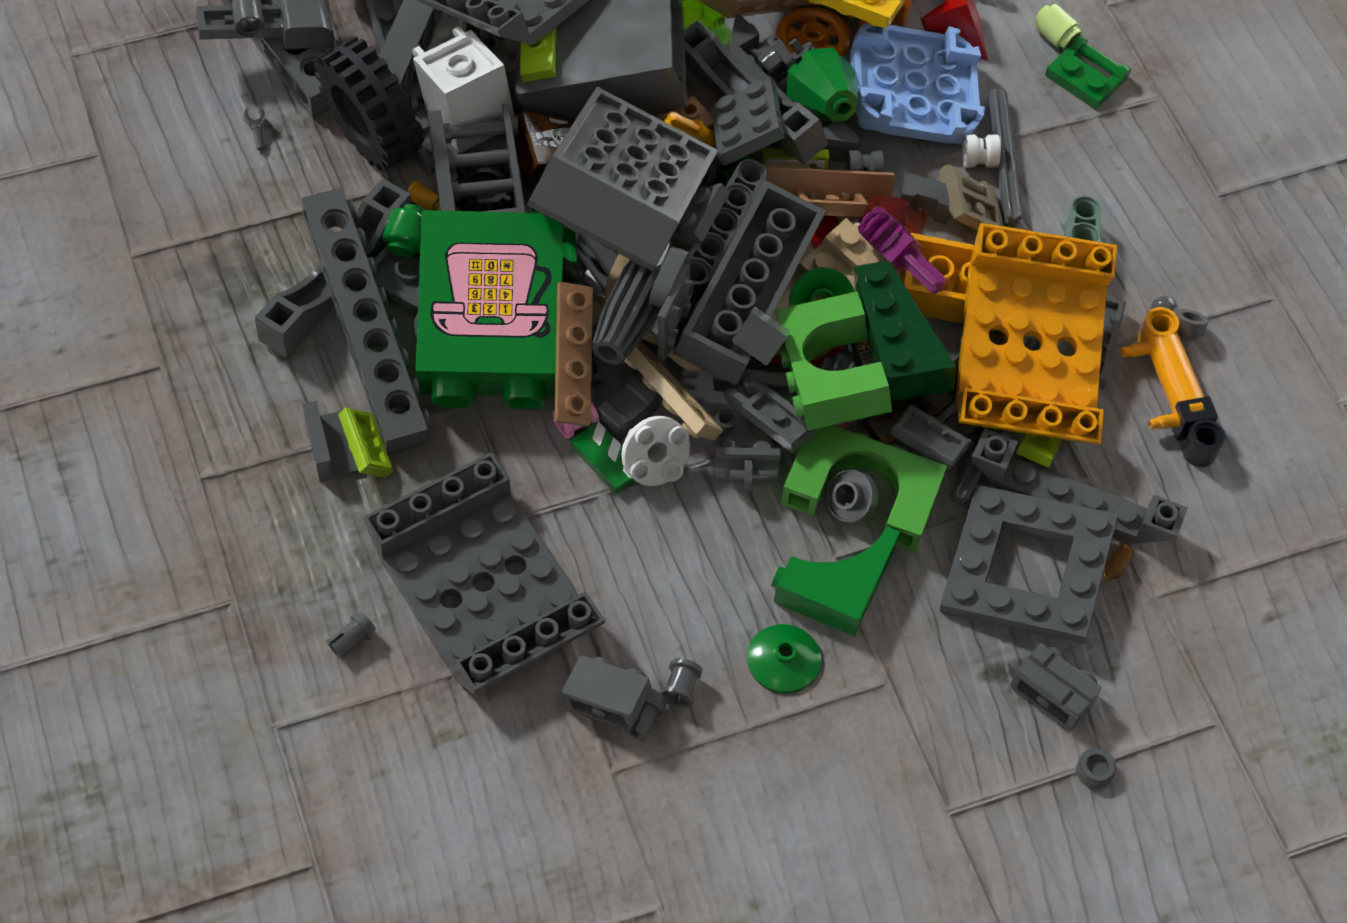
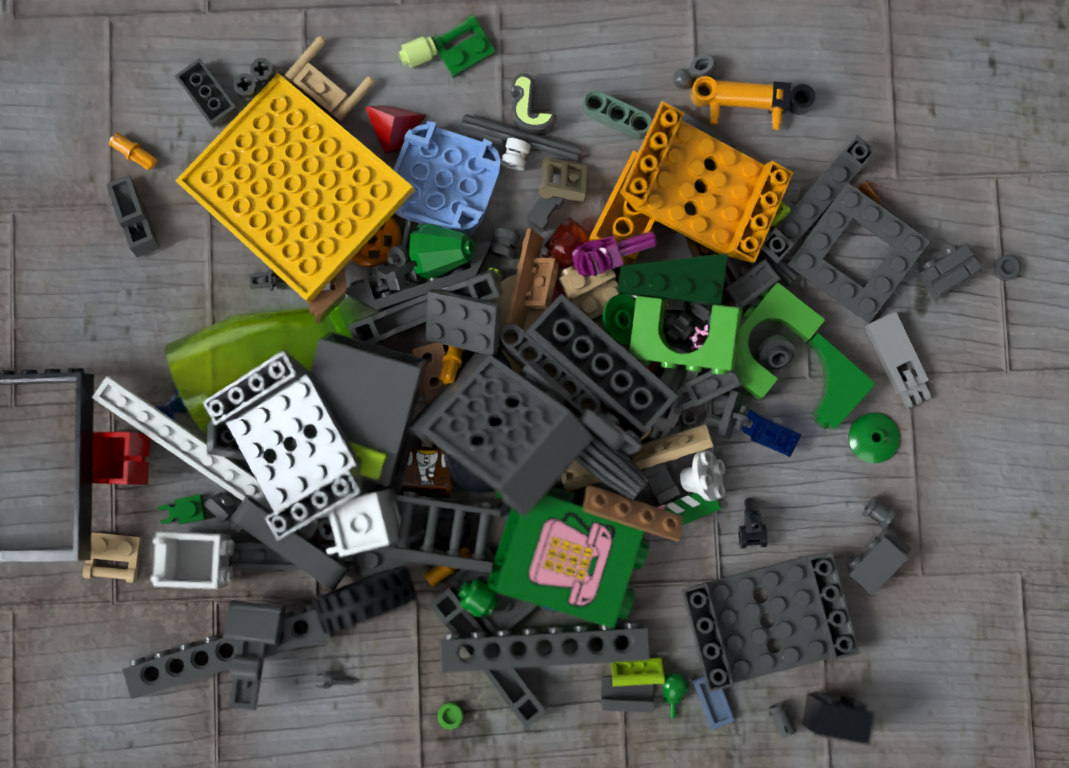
camera: 65 degrees left, 25 degrees up
(247, 257) = (450, 715): none -> bright green tile
(345, 552) = (714, 704): none -> sand blue tile
(355, 492) = (674, 689): none -> green piece
(375, 676) = (838, 718): none -> black brick
(598, 528) = (753, 531): none -> black piece
(740, 509) = (771, 433): none -> clear blue hinge
(761, 336) = (662, 376): dark grey panel -> none
(919, 643) = (894, 350): none -> light grey hinge
(1044, 145) = (521, 111): none -> dark grey animal

